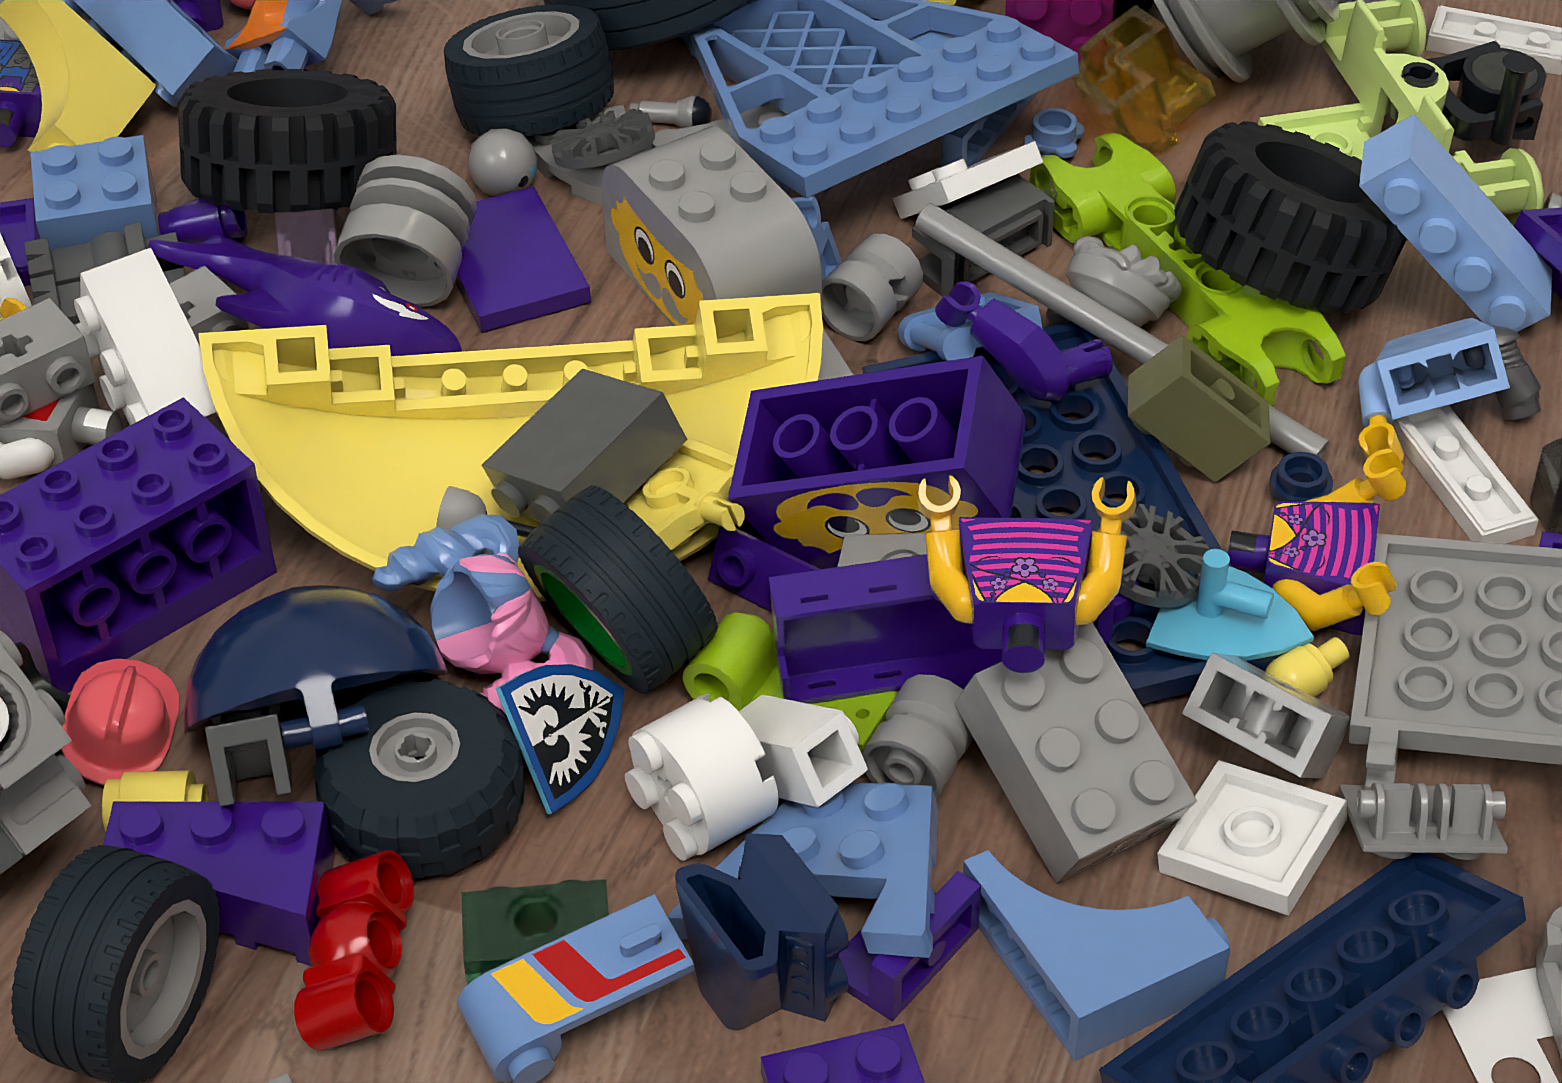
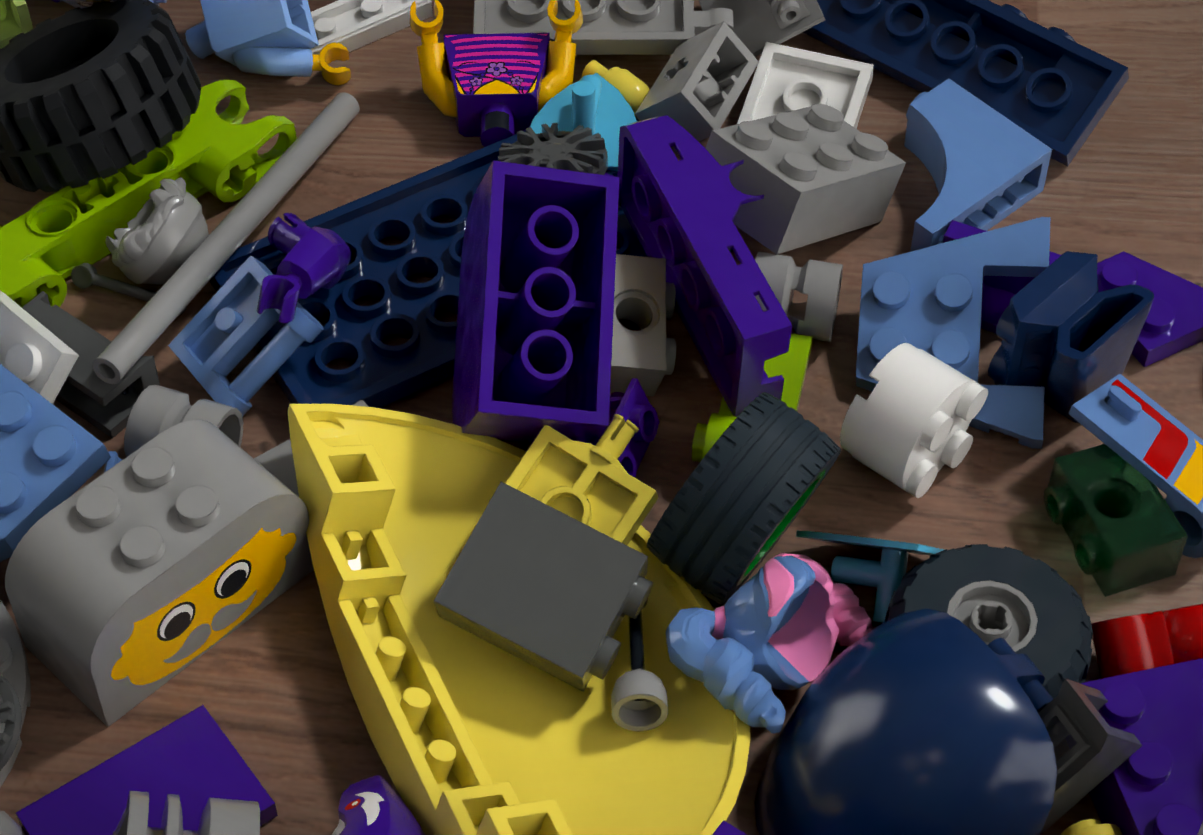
camera: 105 degrees left, 5 degrees up
(806, 748) = (856, 342): white brick -> none
(1025, 578) = (728, 126): torso -> none
(1198, 409) = (351, 152): olive brick -> none
(1300, 478) = (390, 109): dark blue plate -> none

